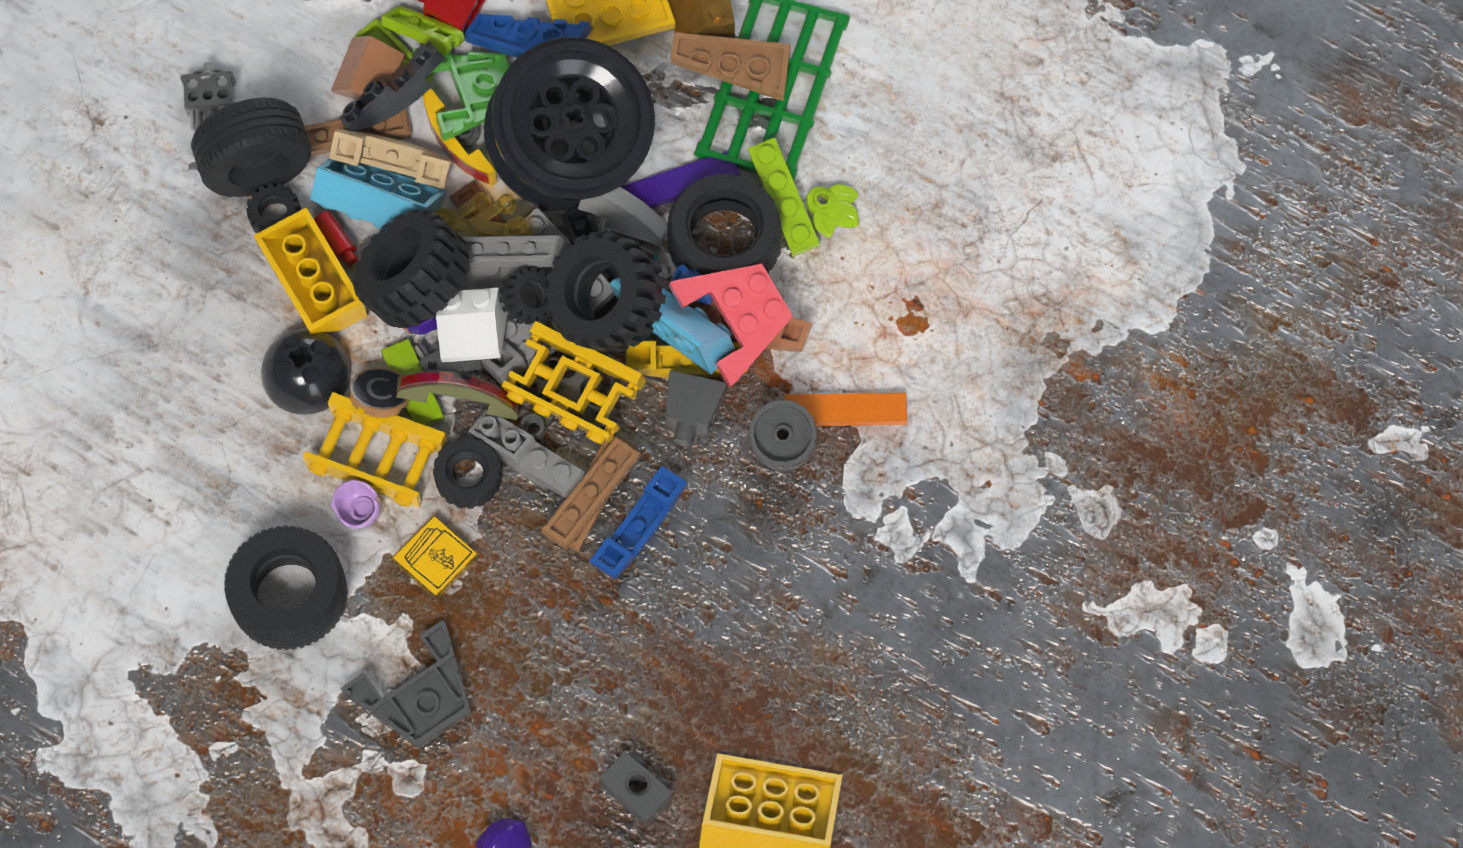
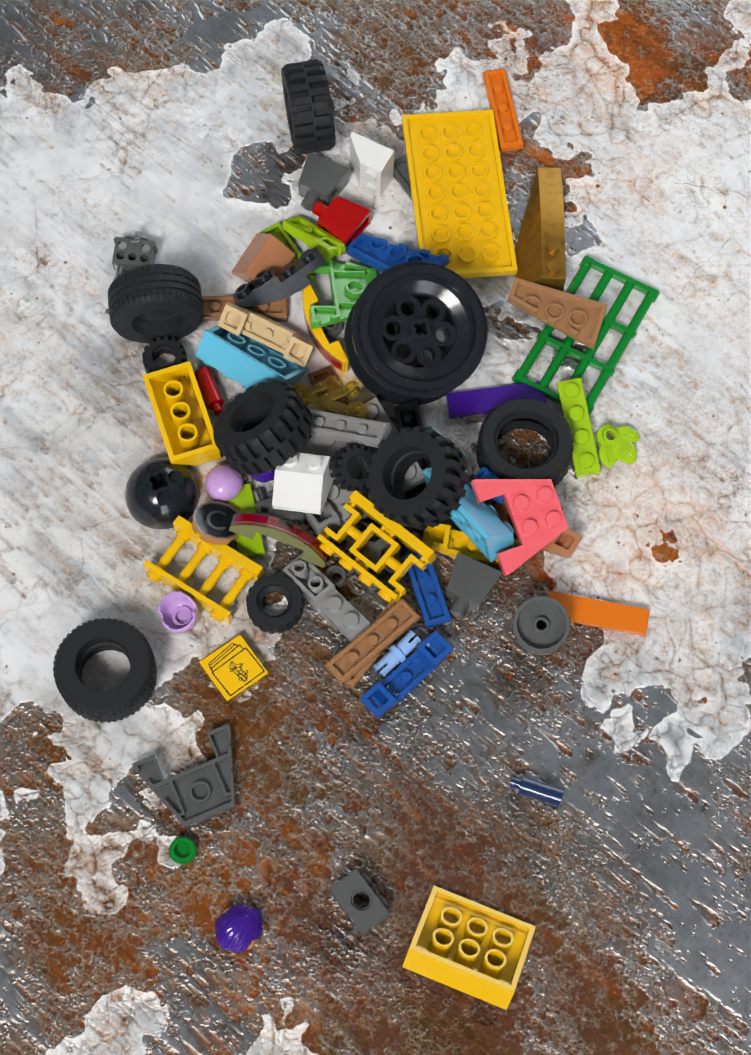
camera: 10 degrees right, 0 degrees up
(377, 344) = (223, 482): none -> lavender hair
(420, 774) = (182, 850): none -> green tile
(622, 501) = (397, 653): none -> light blue pin
(627, 215) = (447, 418): light grey slope -> none
(645, 427) = (428, 595): none -> blue plate
(815, 623) = (538, 790): none -> dark blue cylinder

